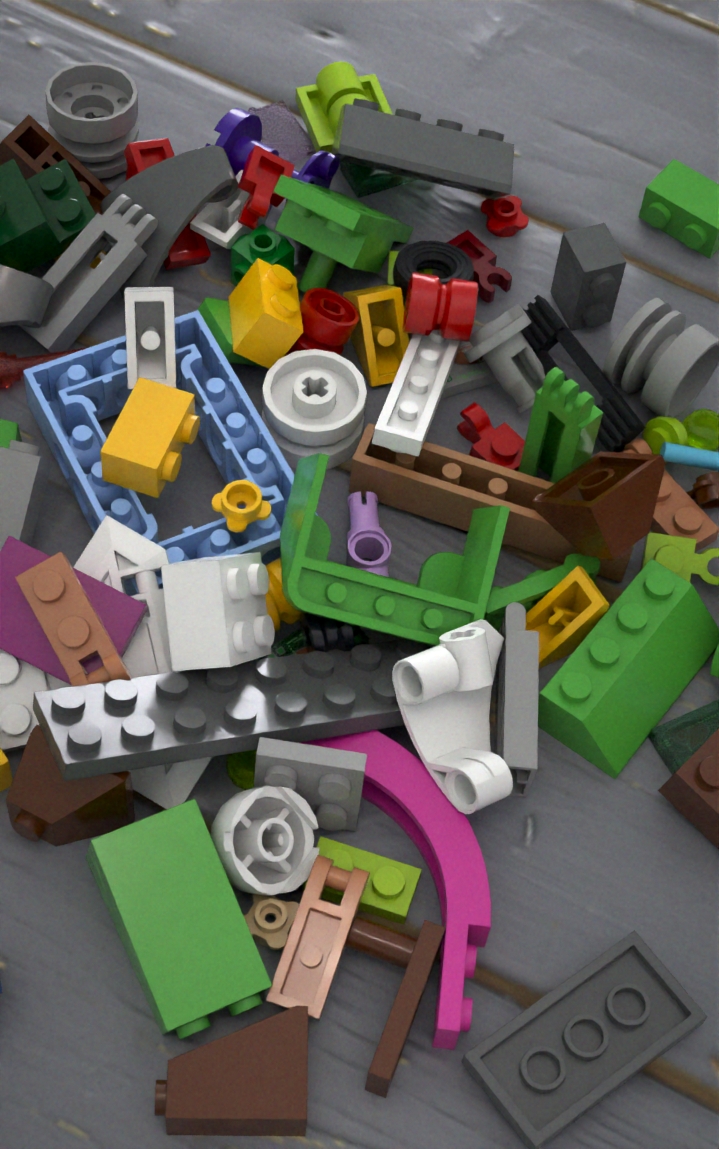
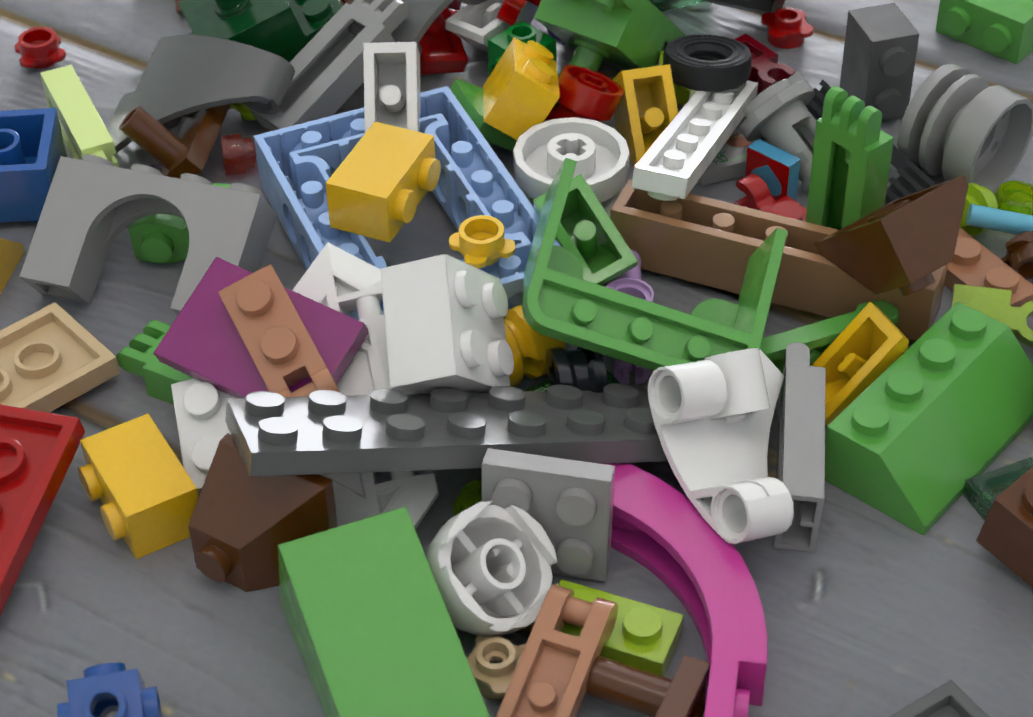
camera: 10 degrees right, 15 degrees down
(341, 498) = (591, 235): none -> bright green slope
(440, 307) = (712, 75): red wheel -> none
(492, 395) = (775, 167): none -> dark azure tile

